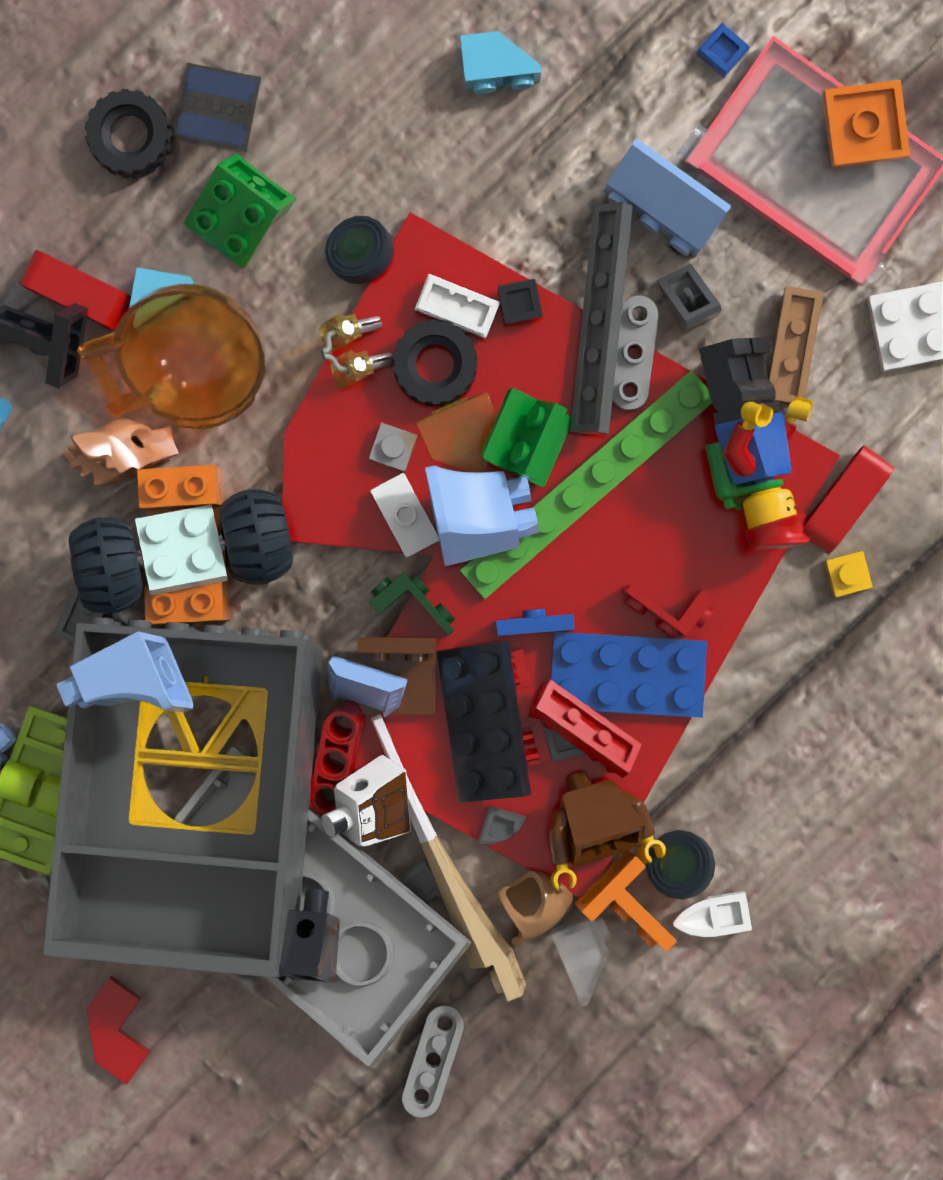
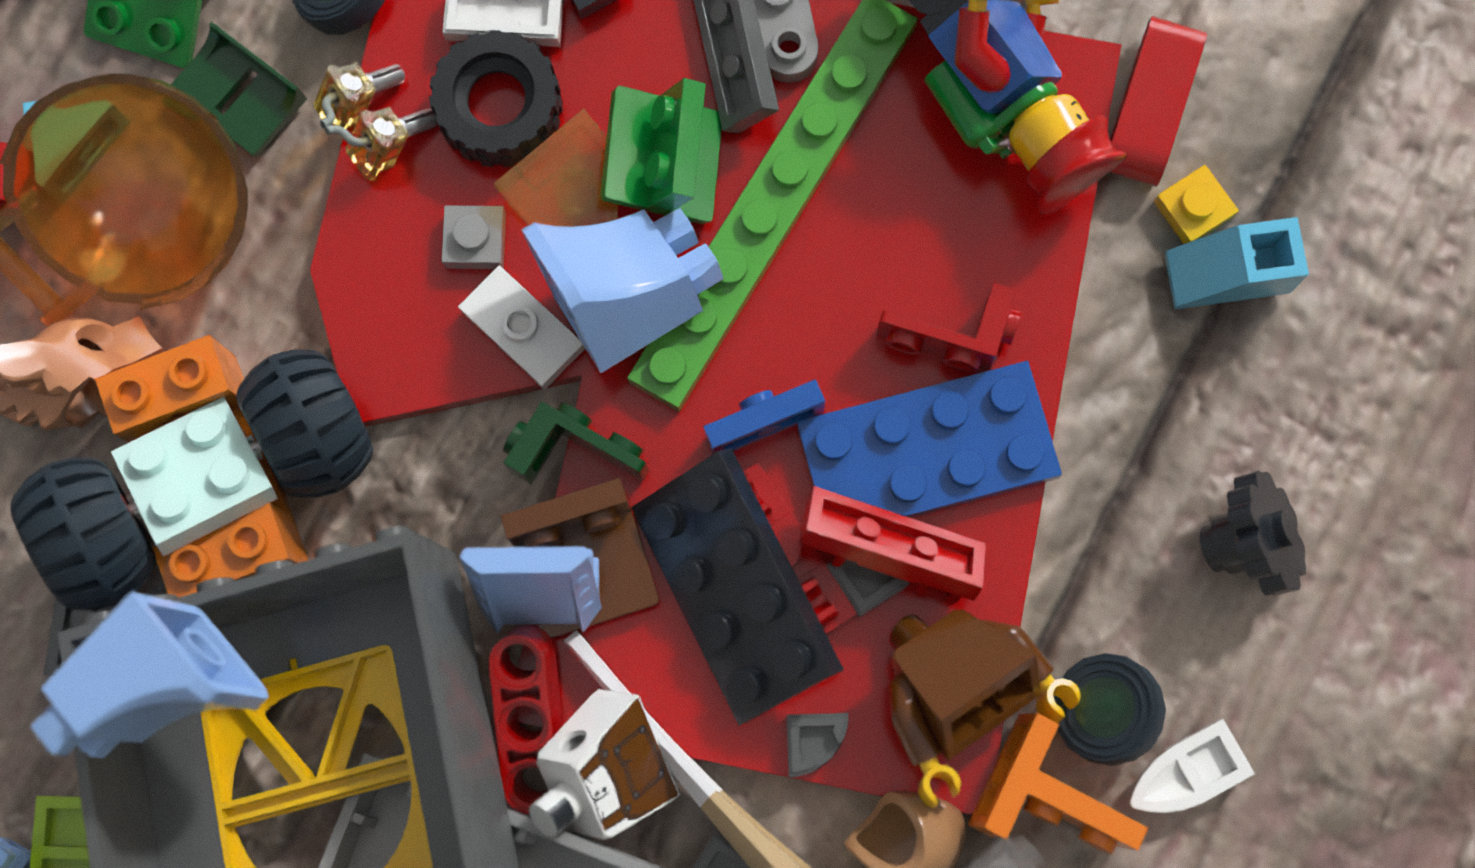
camera: 10 degrees left, 10 degrees down
(259, 283) = (262, 106): none -> dark green piece
(806, 793) = (1257, 536): none -> black plant
(856, 623) = (1238, 264): none -> medium azure slope

